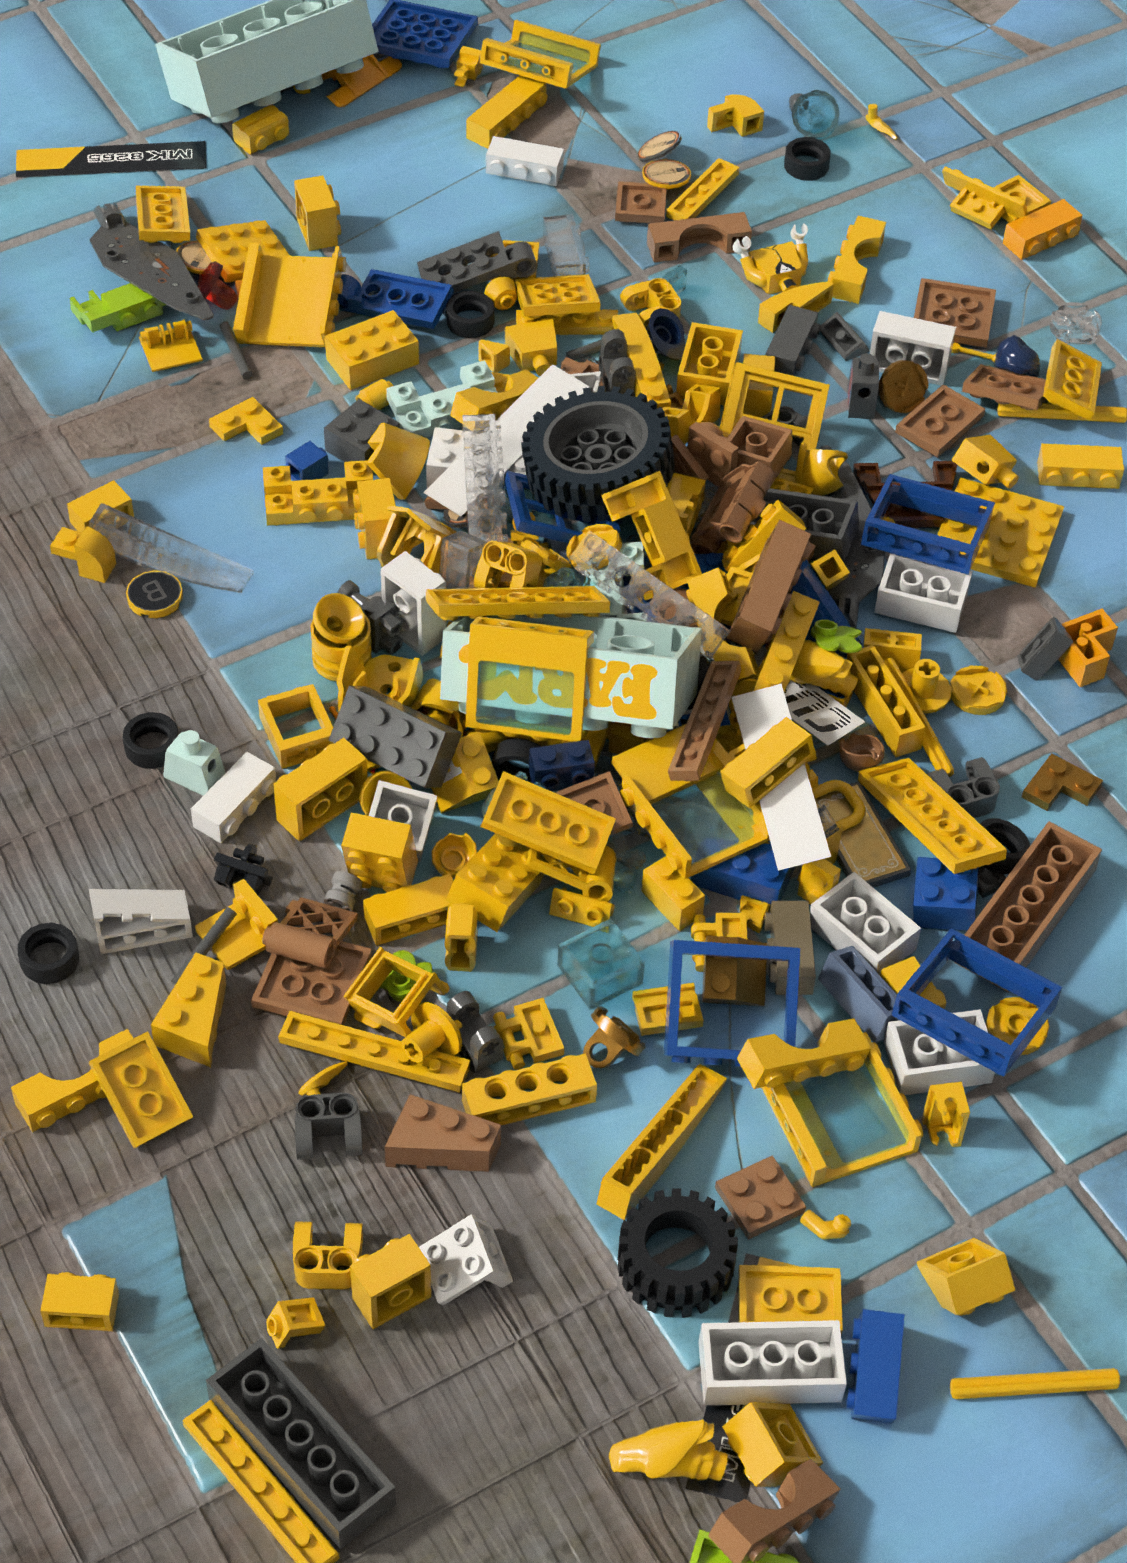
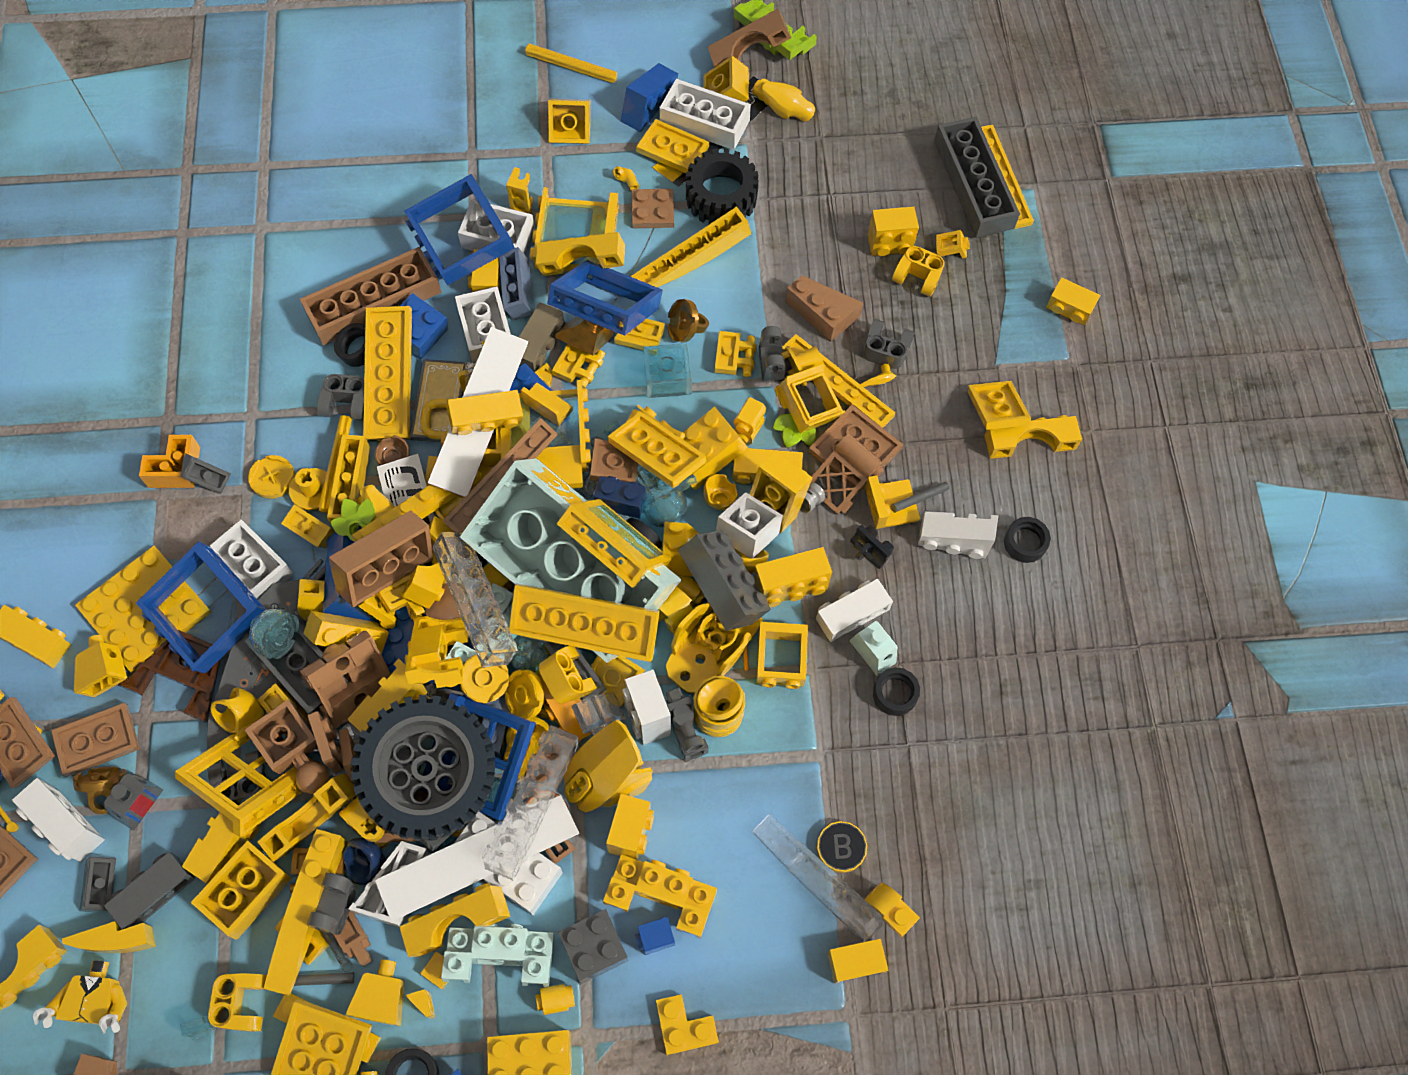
camera: 155 degrees left, 15 degrees up
(192, 1011) = (945, 451): yellow wedge -> none
(398, 457) = (573, 899): yellow slope -> none
(465, 1258) = (841, 234): white bracket -> none
(548, 1097) = (746, 307): yellow brick -> none
(666, 334) = (256, 945): dark blue piece -> none
(672, 894) = (594, 403): yellow brick -> none
(714, 829) = (546, 403): none -> yellow panel
(831, 503) = (273, 632): none -> clear light blue cylinder
(1009, 1019) = (440, 237): yellow tile -> none
(1060, 777) = (274, 386): pearl gold plate -> none

